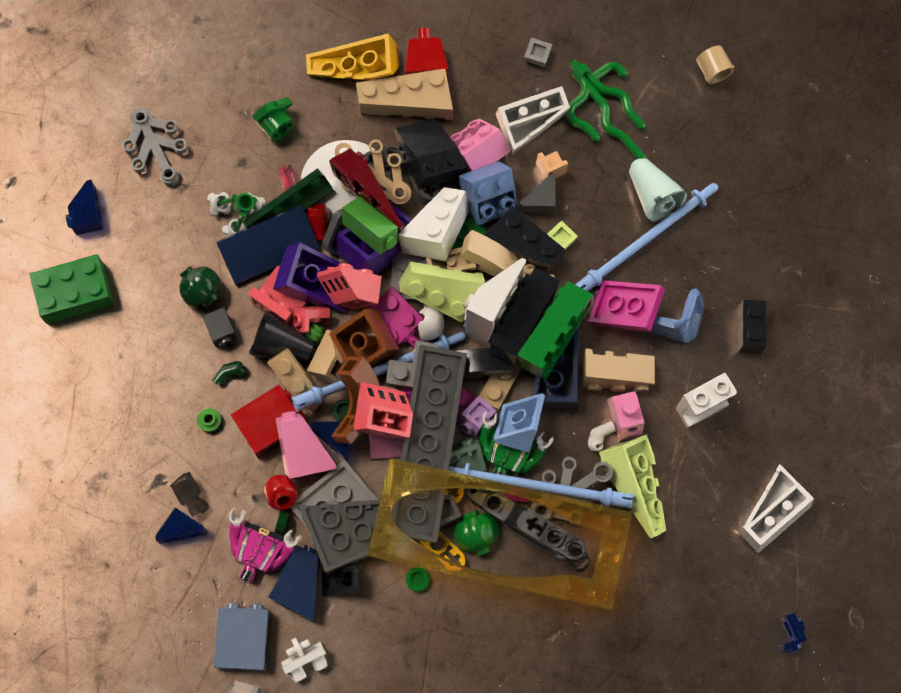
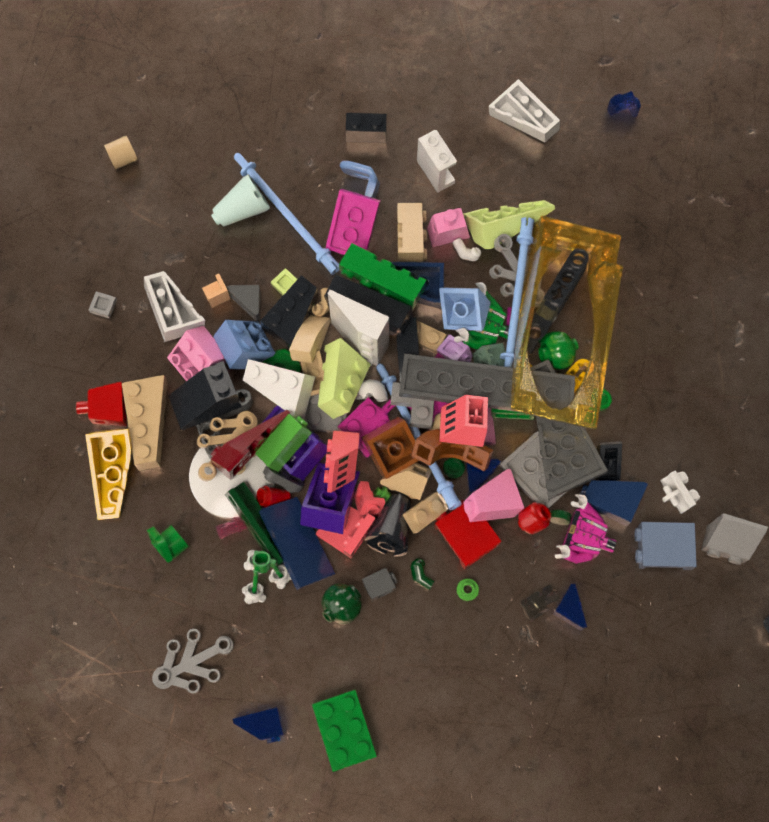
camera: 90 degrees left, 0 degrees up
(592, 86) = (140, 257): green plant -> none

